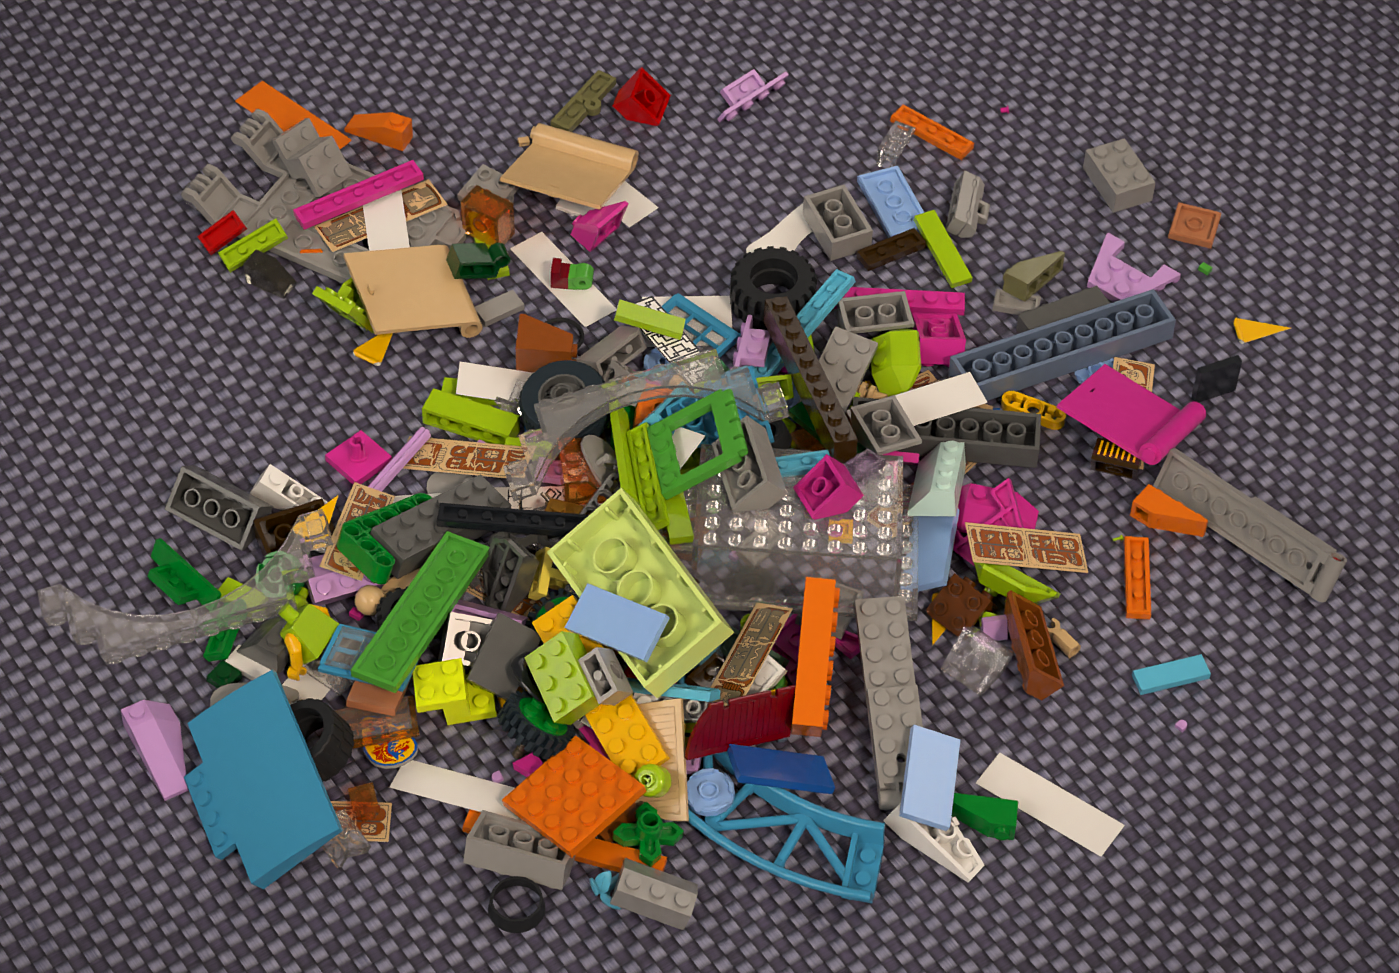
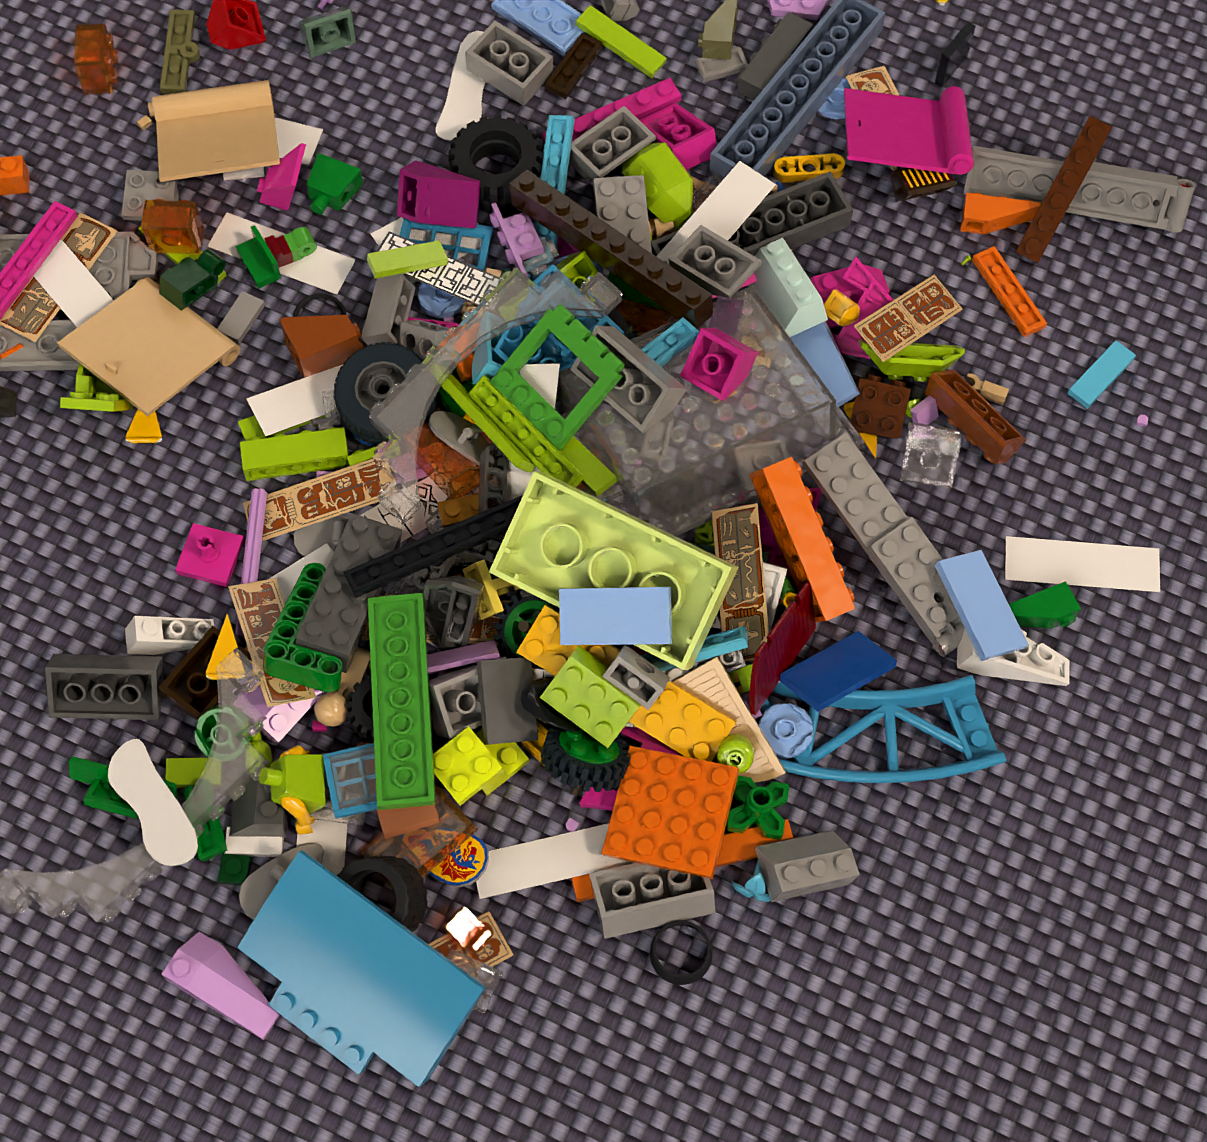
camera: 30 degrees left, 15 degrees up
(193, 601) = (164, 824): none -> white sticker
(514, 77) = (95, 59): none -> clear orange brick
(540, 274) = (258, 260): none -> green panel
(635, 246) = (332, 183): none -> green torso
(706, 287) = (437, 196): none -> magenta slope
(709, 138) = (328, 31): none -> sand green slope
(762, 363) = (540, 263): none -> clear bracket
(974, 512) = (841, 309): none -> yellow plate
(1228, 514) = (1063, 189): none -> reddish brown plate

